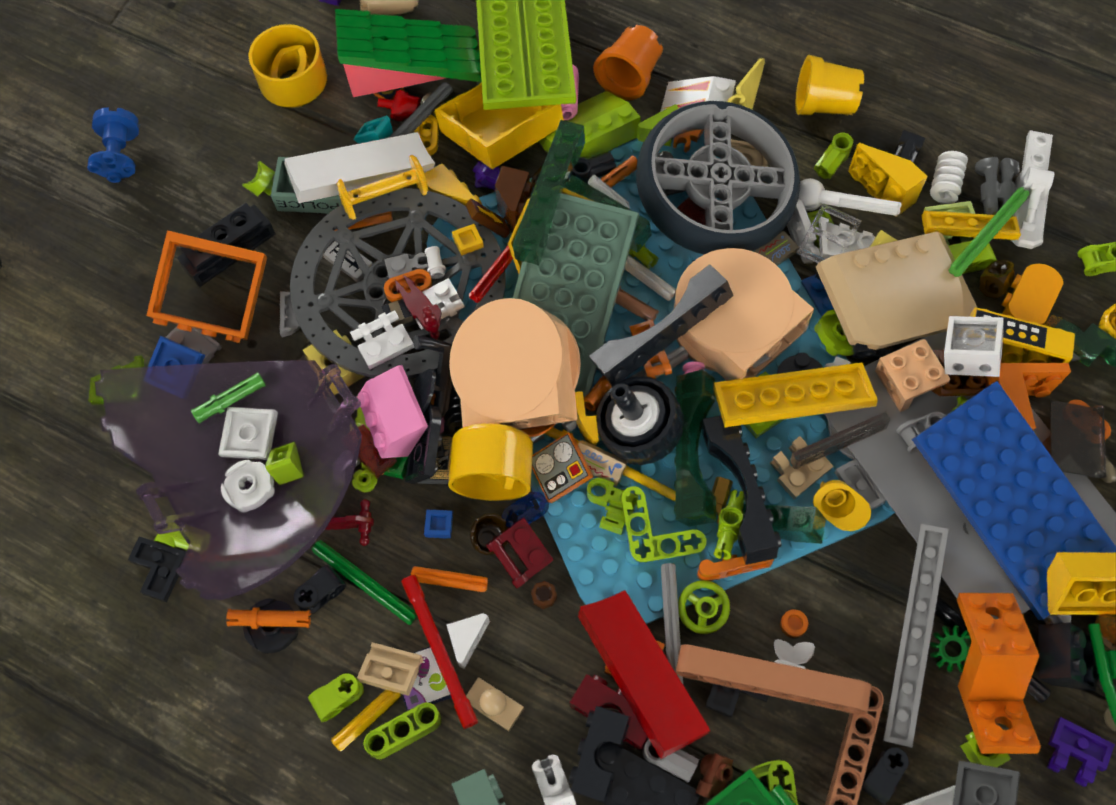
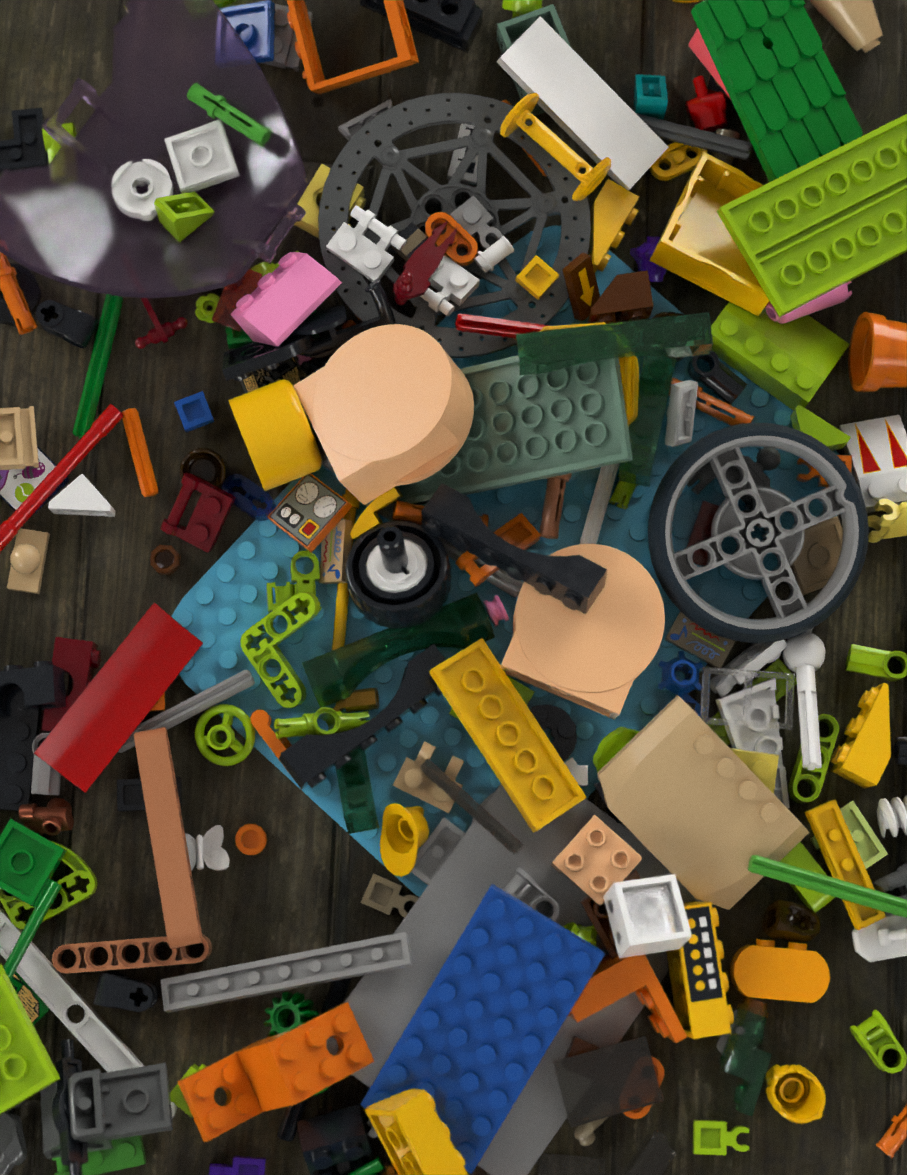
camera: 60 degrees right, 15 degrees up
(796, 270) = (687, 667): none -> blue rock
(878, 540) = (384, 895): none -> dark tan plate
(894, 225) = (816, 776): none -> lime beam

